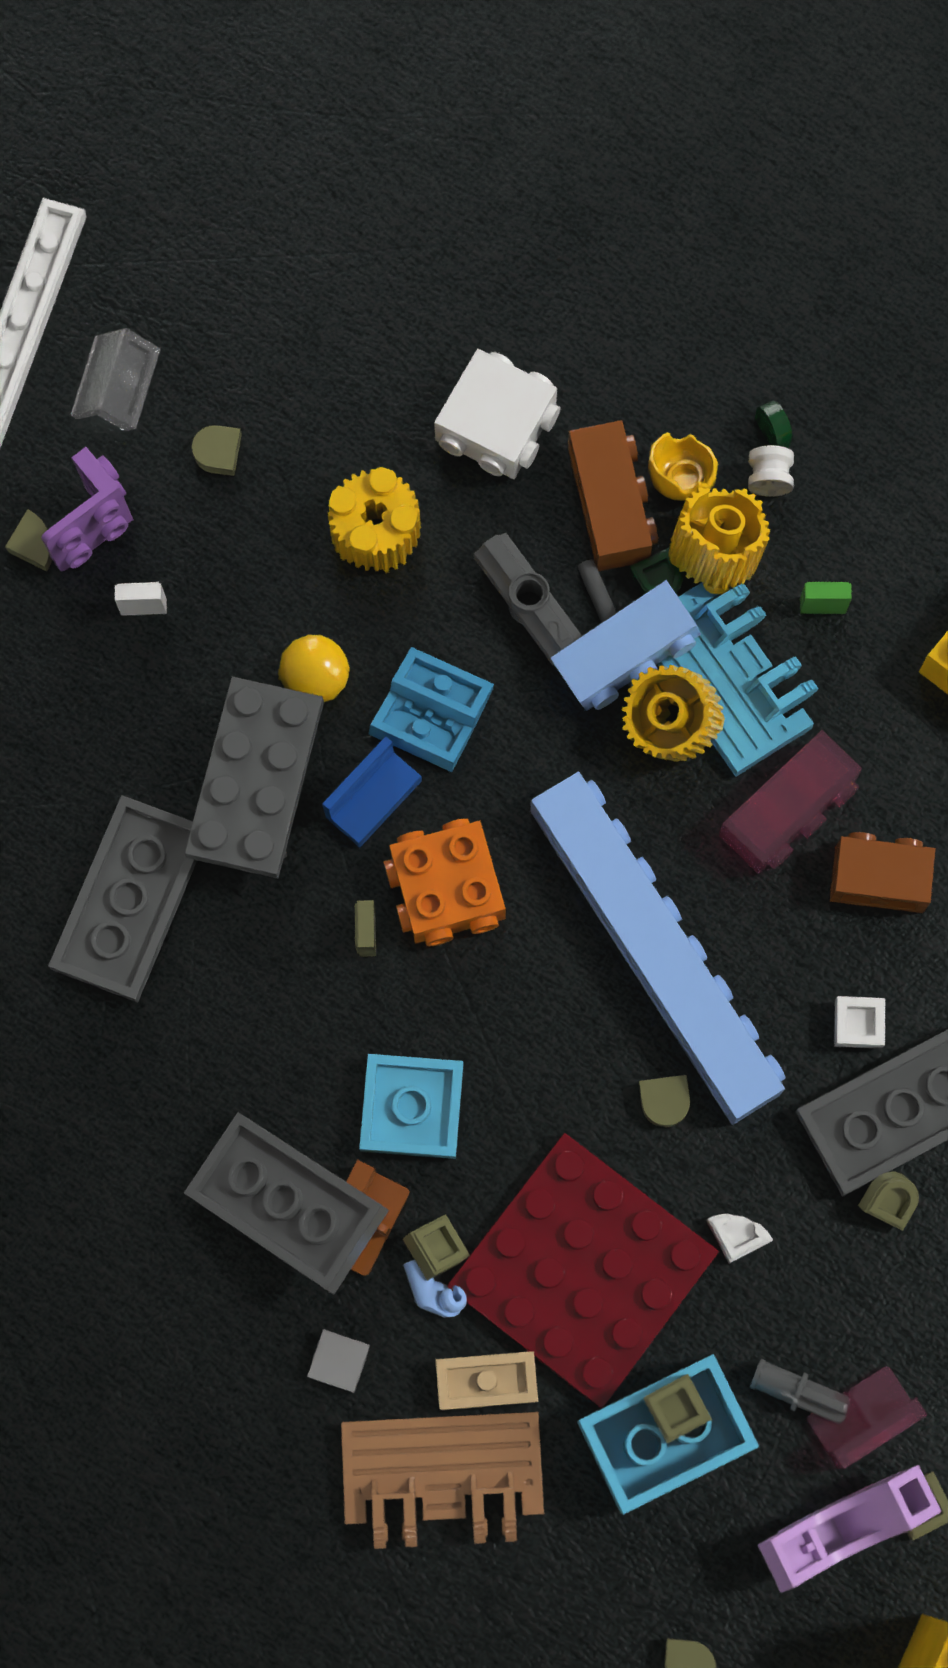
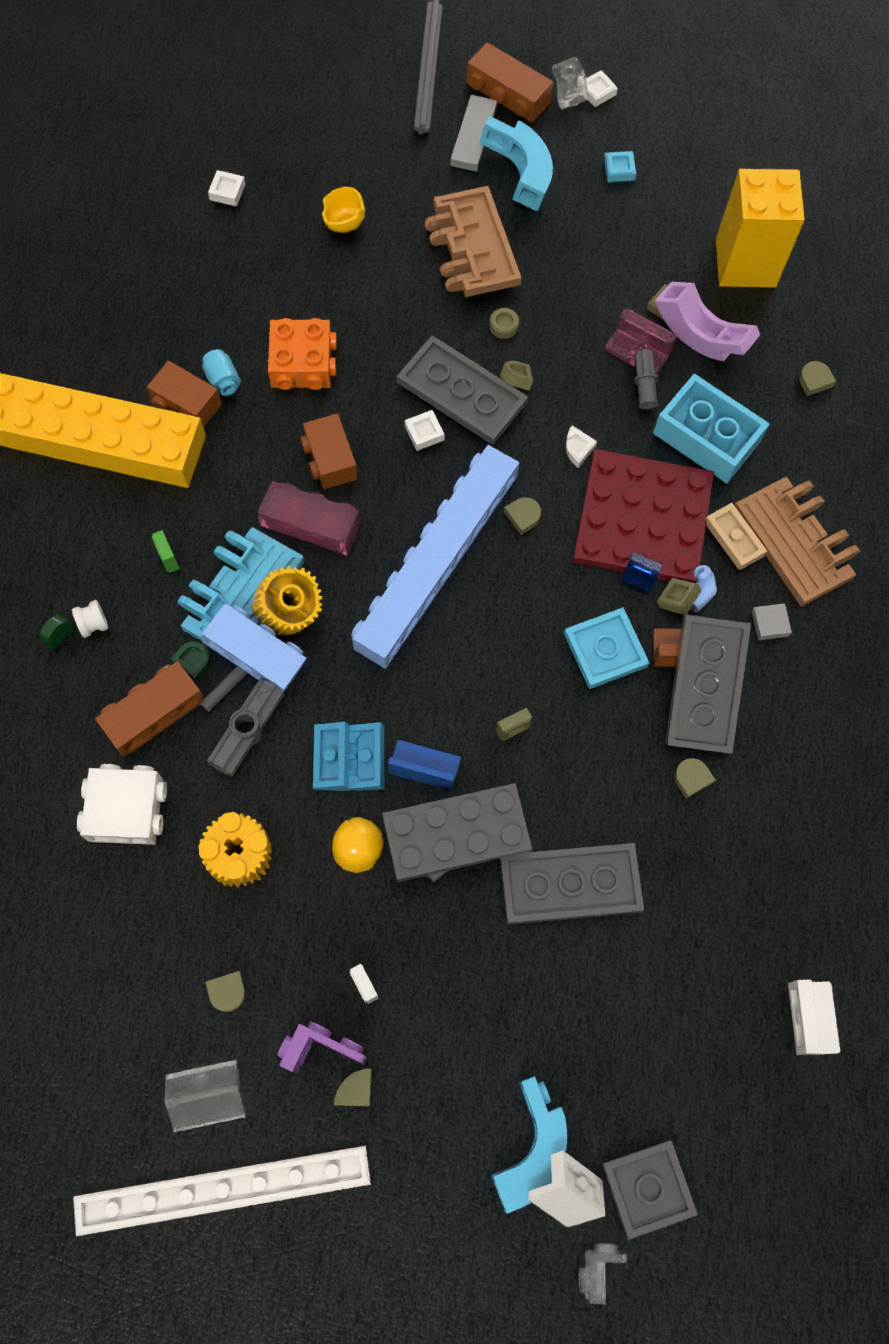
camera: 120 degrees left, 5 degrees down
(183, 1128) = (692, 777): none -> olive tile
(445, 882) = (460, 691): orange brick -> none
(494, 1211) = (641, 572): none -> clear blue tile
(677, 1408) = (700, 418): olive tile -> none
(681, 466) = (111, 671): yellow hair -> none
(719, 538) = (154, 623): yellow brick -> none

